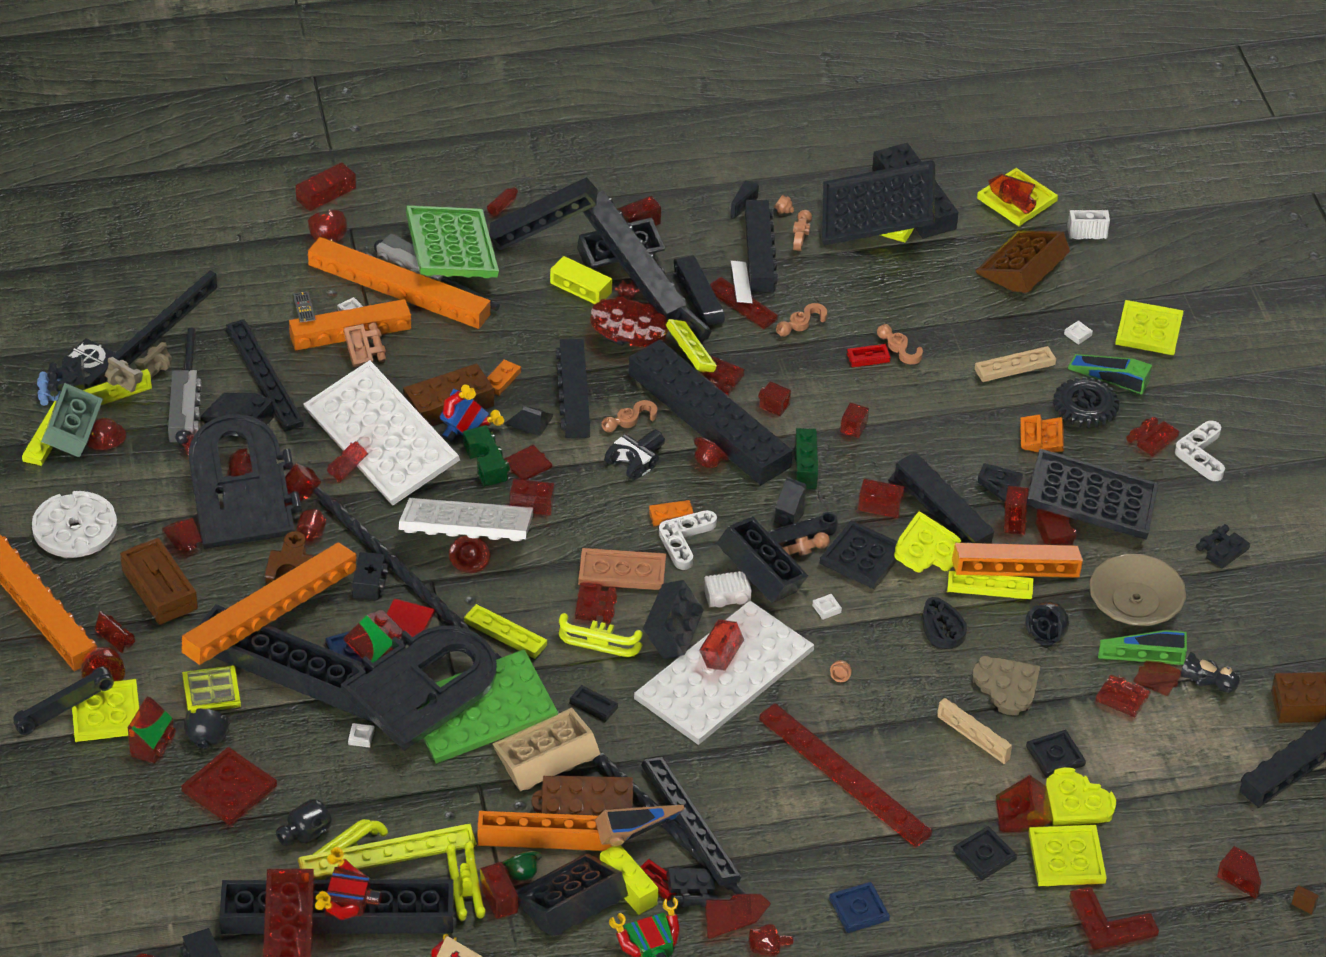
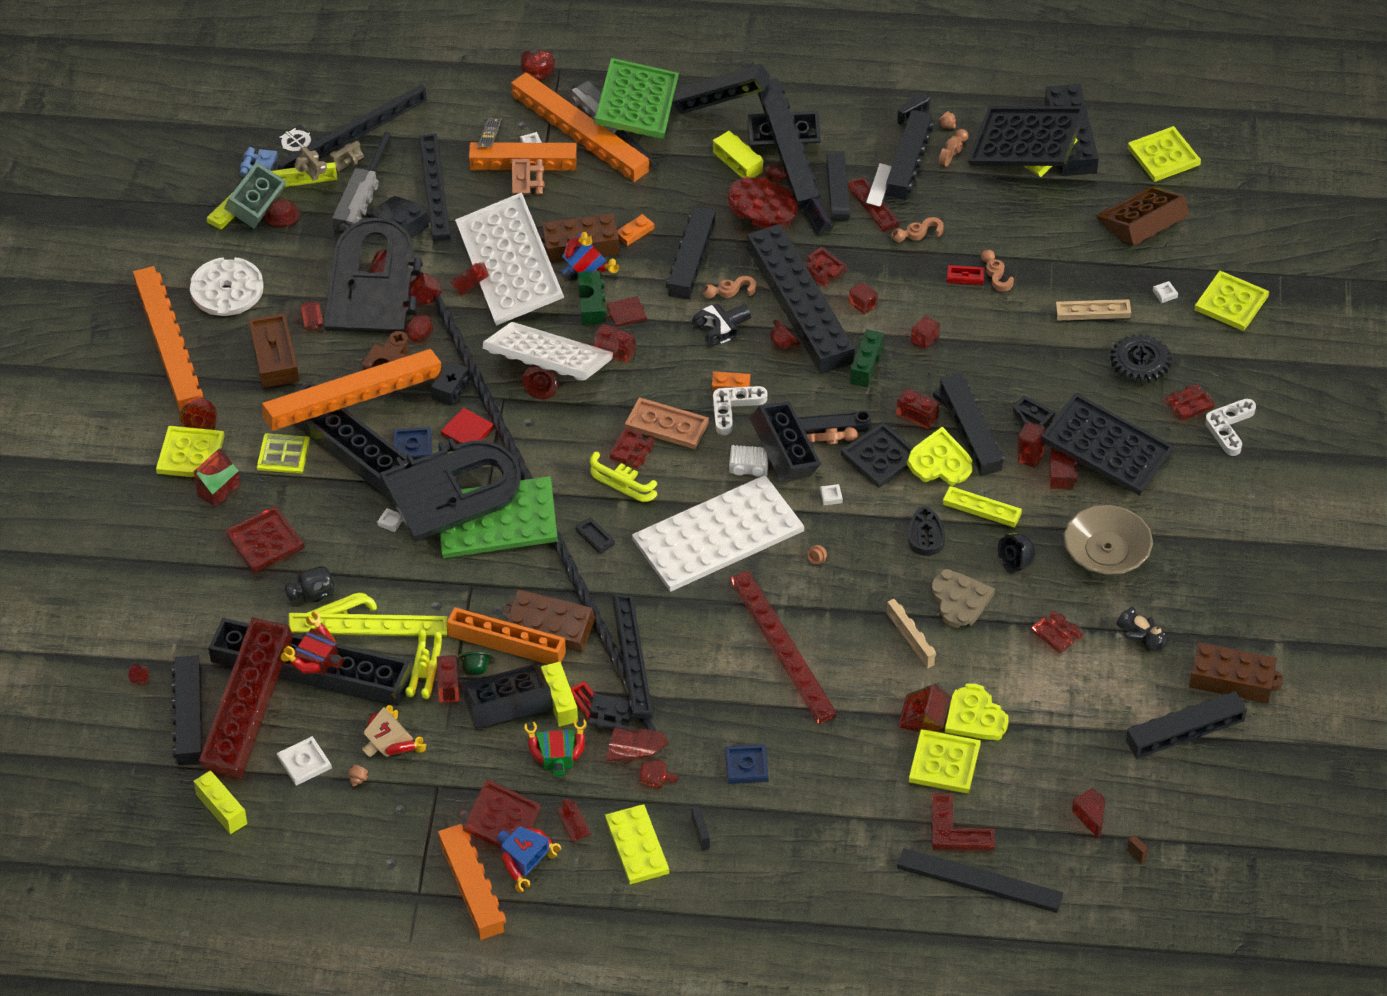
camera: 20 degrees right, 5 degrees up
(27, 720) = (151, 438): black piece -> none
(72, 373) = (270, 154): black plate -> none
(112, 632) = (223, 386): clear red hinge -> none
(205, 727) = (262, 485): black cylinder -> none
(325, 186) = (552, 26): clear red brick -> none
(373, 636) = (427, 434): clear red slope -> none
(502, 201) = (700, 69): clear red cylinder -> none
(505, 631) = (545, 456): neon yellow plate -> none
(530, 420) = (644, 273): black slope -> none
(547, 749) = (535, 567): tan slope -> none
(624, 824) = (567, 647): slope -> none
(641, 210) = (815, 101): clear red slope -> none
(673, 619) = (687, 477): black brick -> none
(691, 346) = (807, 235): neon yellow plate -> none
(721, 644) = (718, 509): clear red piece -> none
(790, 503) = (834, 396): black slope -> none
(985, 853) = (875, 742): black tile -> none
(1014, 192) = (1157, 149): clear red panel -> none
(1017, 560) = (1013, 489): orange brick -> none
(1042, 434) = (1090, 380): orange slope -> none
(1055, 752) = (976, 668): black tile -> none
(1088, 224) = (1216, 192): white brick -> none
(1122, 372) = (1181, 334): slope -> none
(1158, 676) = (1097, 621): clear red piece -> none
(1159, 646) = (1101, 594): bright green slope -> none
(1228, 548) = (1212, 521): black plate -> none

